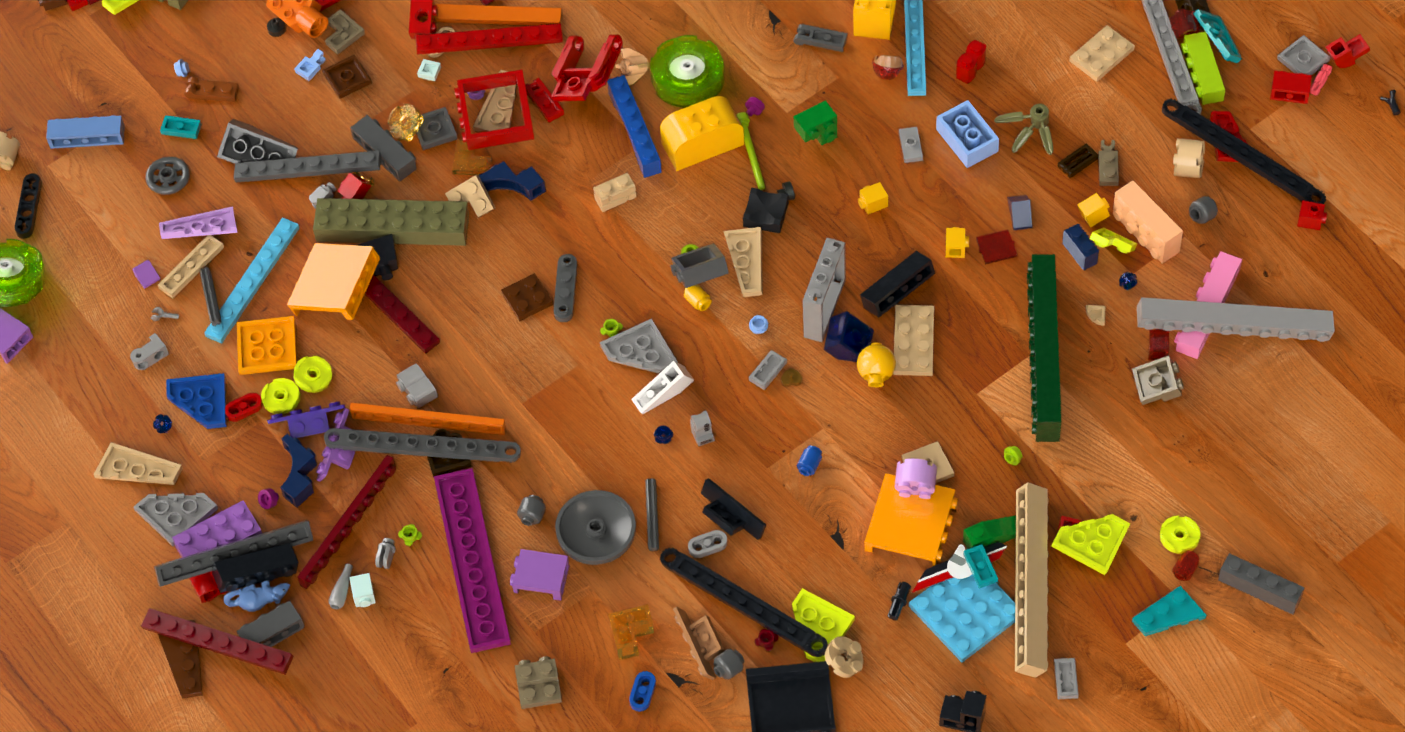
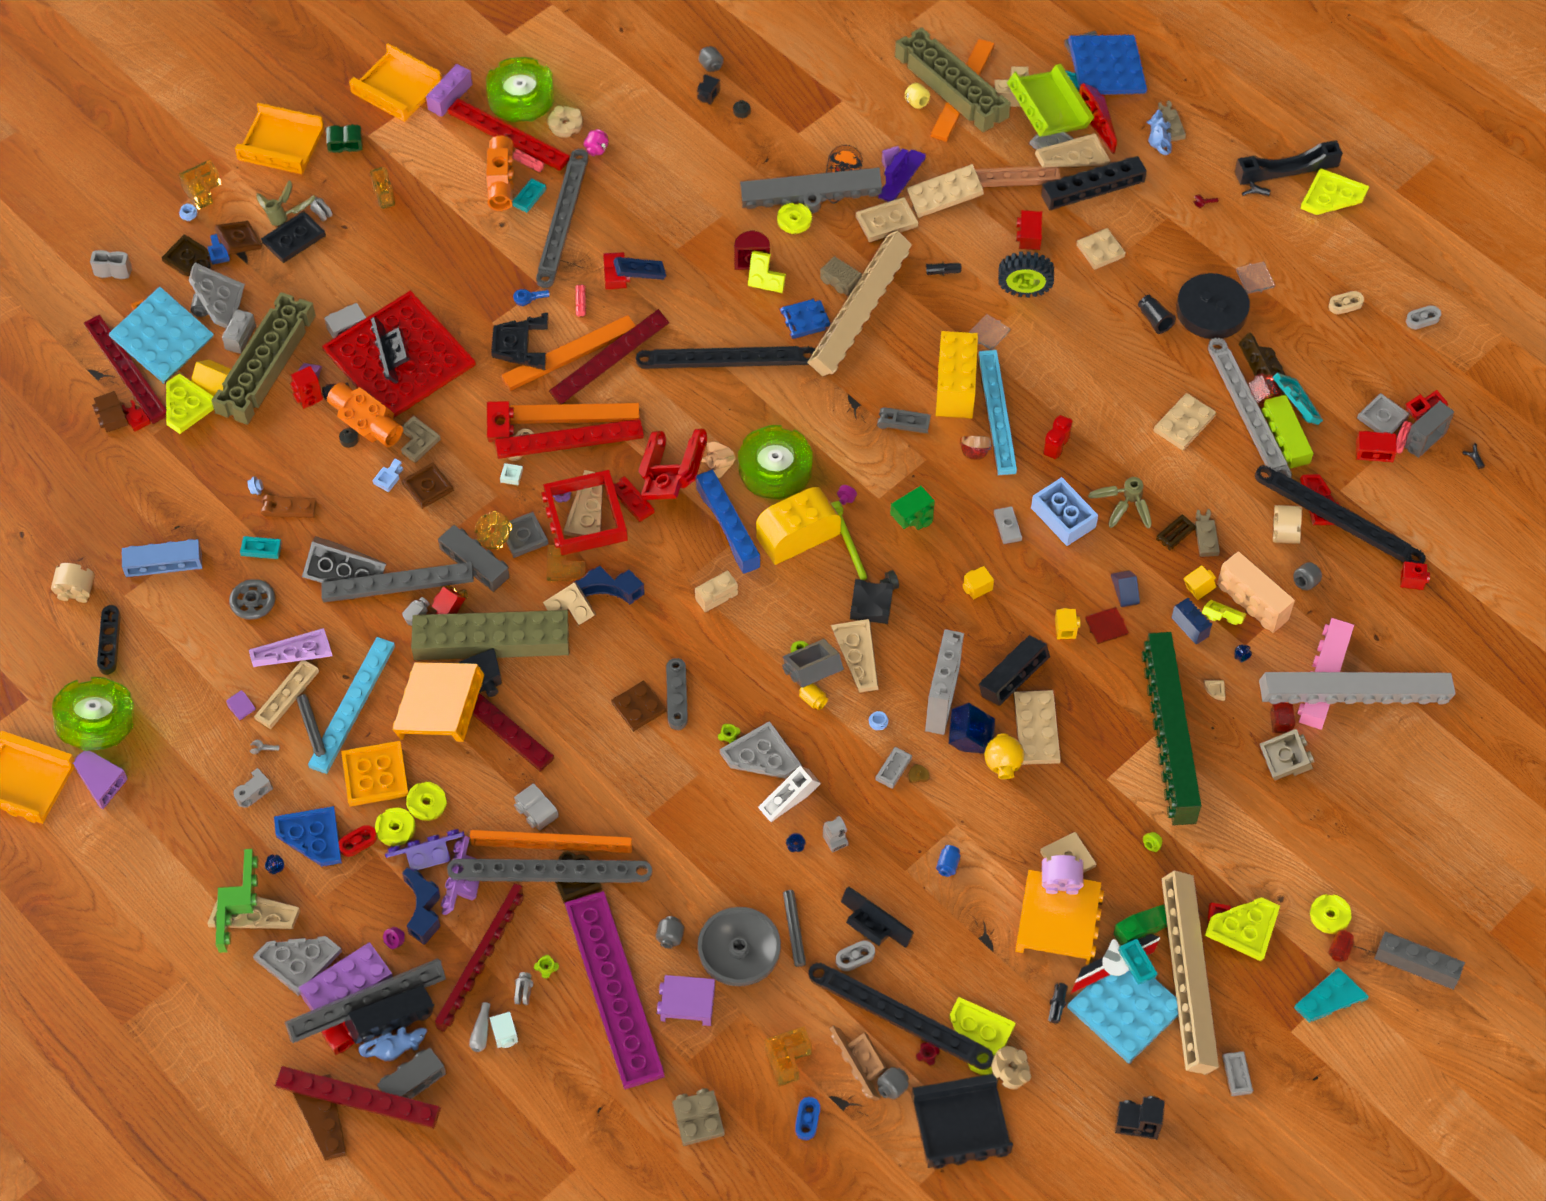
camera: 10 degrees left, 0 degrees up
(122, 454) = (236, 900): none -> bright green bracket
(1346, 72) = (1429, 429): none -> dark grey window

